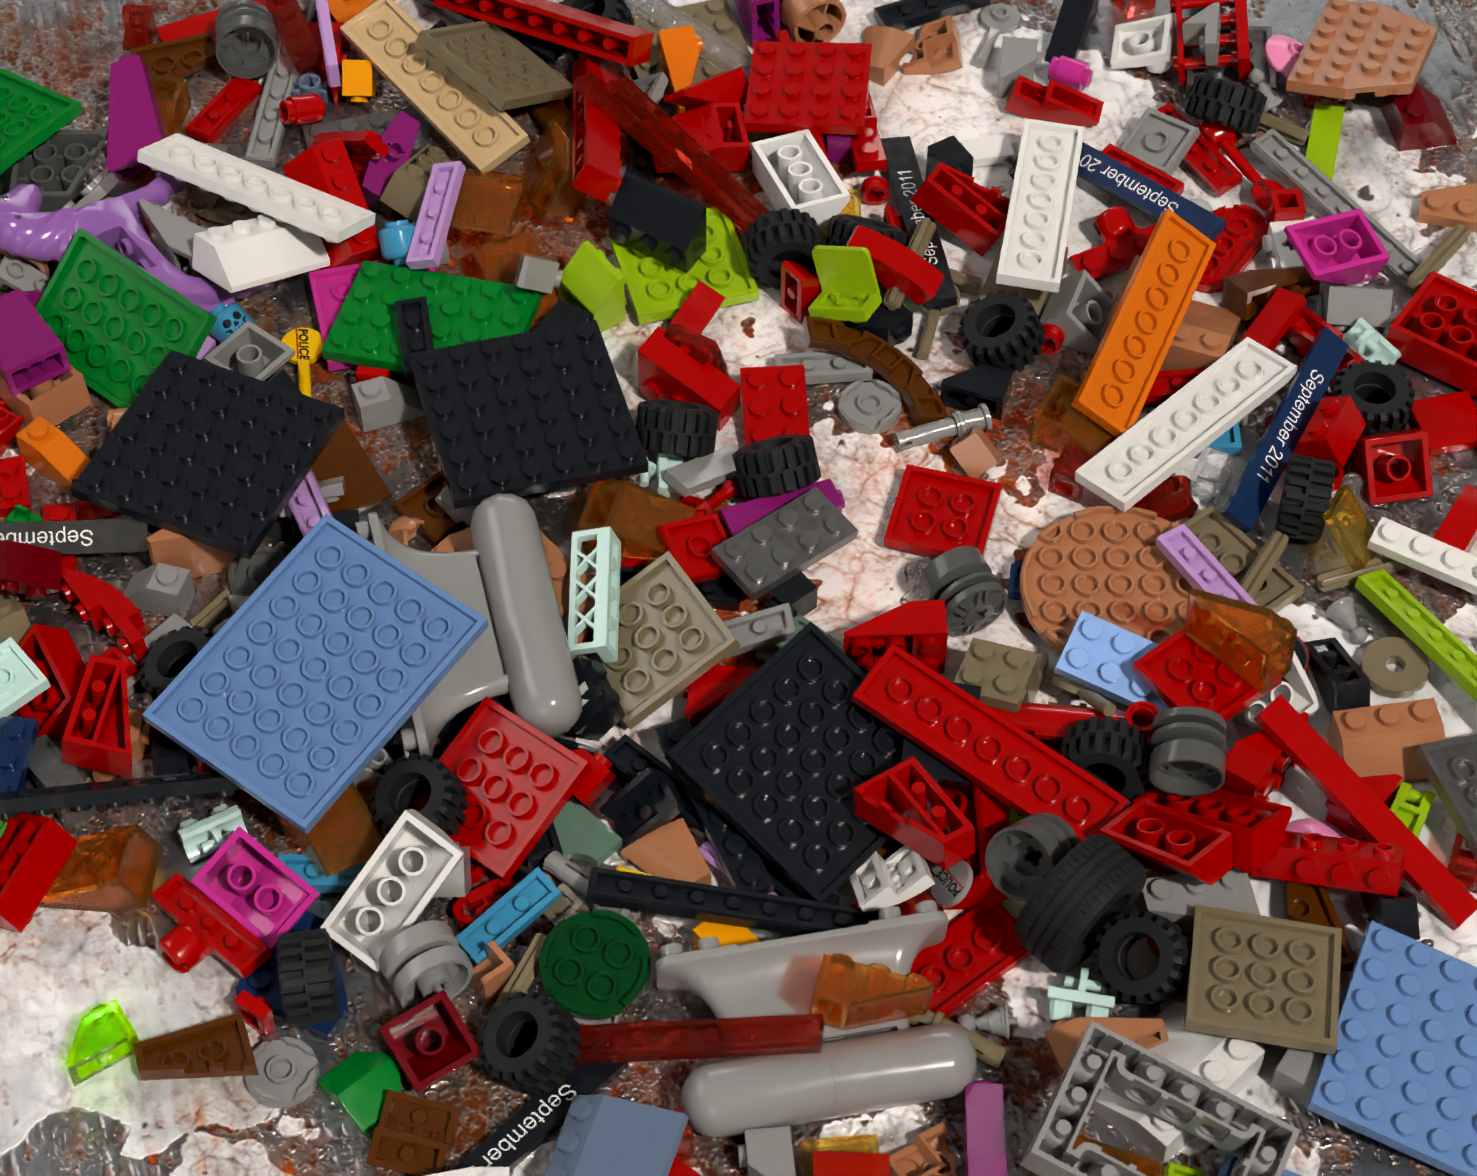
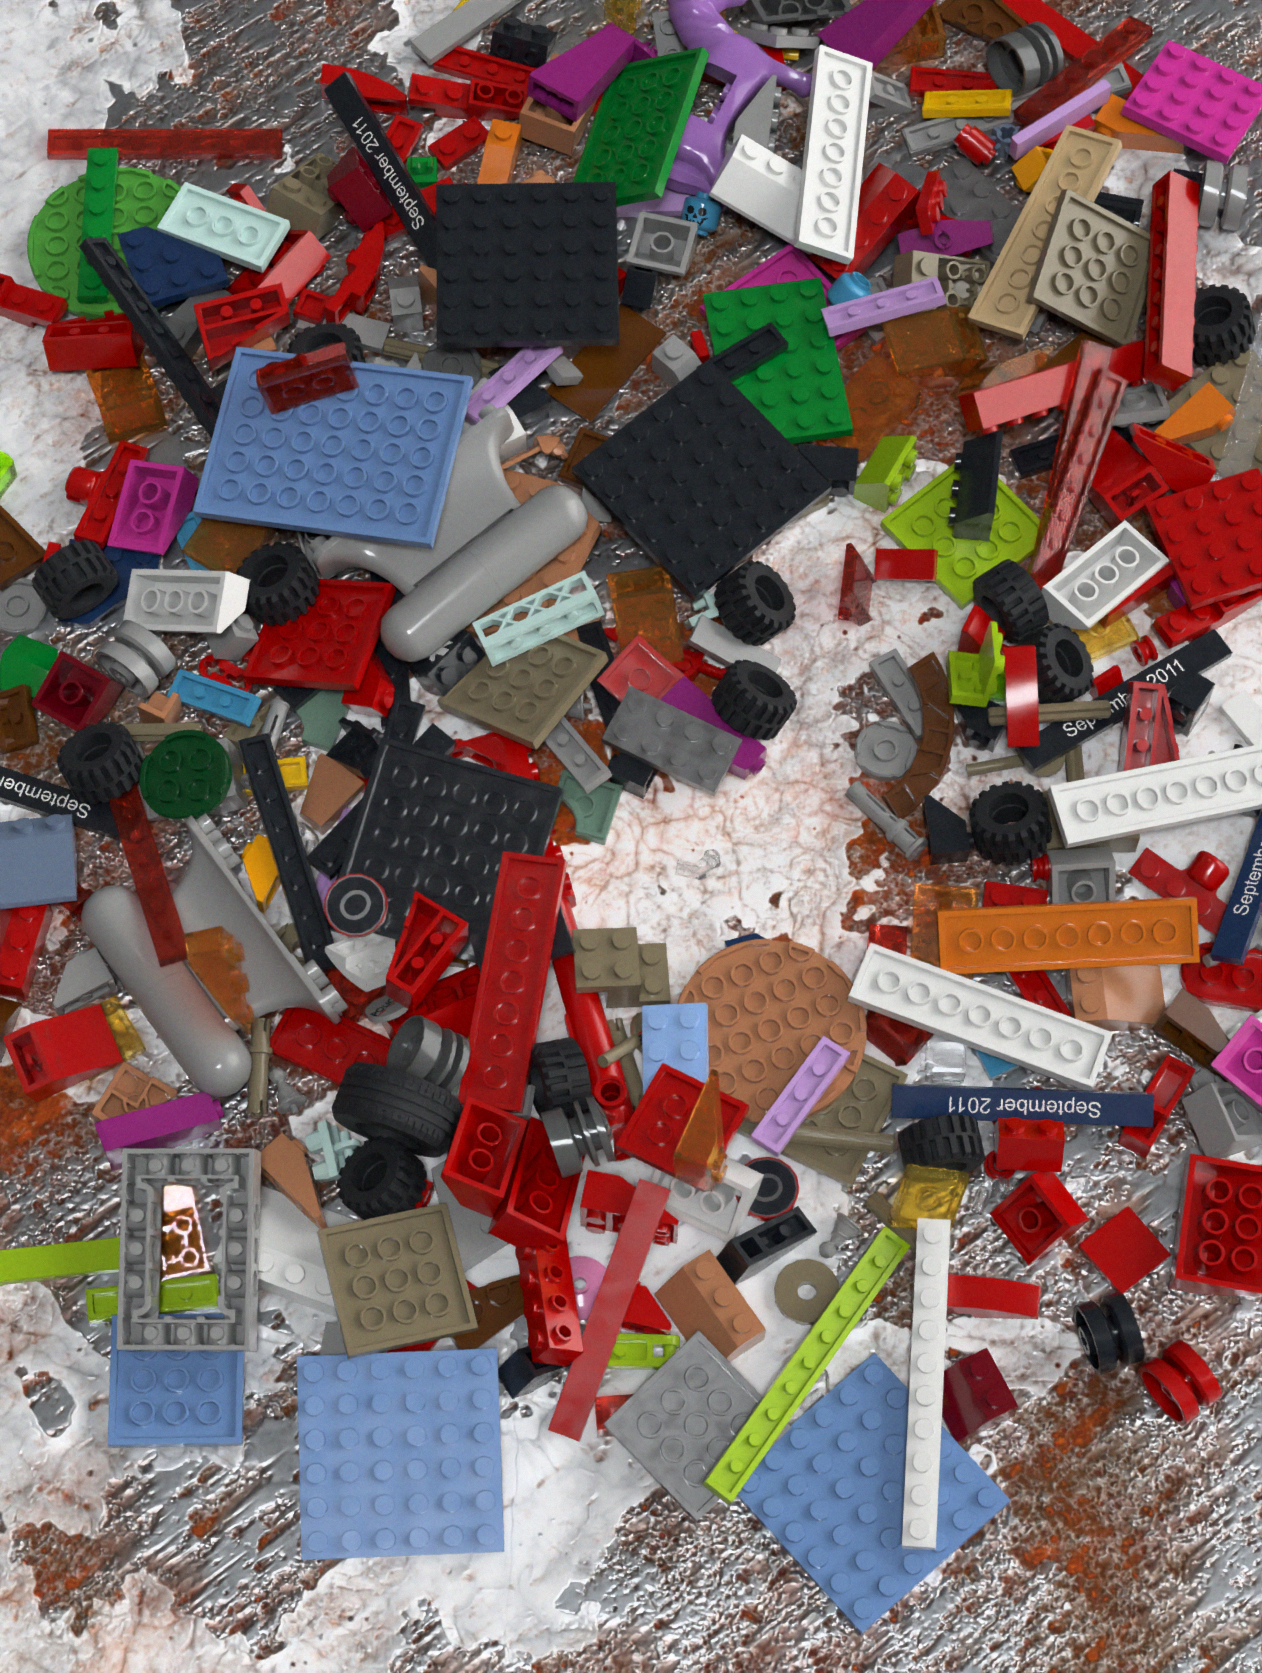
camera: 65 degrees right, 15 degrees up
(209, 834) = (190, 450): light aqua hips -> none
(232, 648) = (307, 377): none -> clear red slope
(255, 100) = (967, 103): none -> yellow tile
(307, 349) = (709, 277): yellow piece -> none
(537, 273) = (863, 415): light grey slope -> none
(673, 374) = (820, 591): red wedge -> none
(774, 402) = (833, 675): red plate -> none
(826, 864) = (356, 905): none -> black tile
(913, 627) = (618, 874): red slope -> none
(941, 512) = (787, 858): red plate -> none
(968, 587) = (696, 903): dark grey wheel -> none
(974, 452) = (871, 856): nougat panel -> none
(1072, 364) = (1011, 895): none -> red plate
(1275, 318) = (1150, 1051): red tile -> none
(1370, 343) = (1170, 1148): light aqua hips -> none
(1379, 385) = (1109, 1147): black tyre -> none

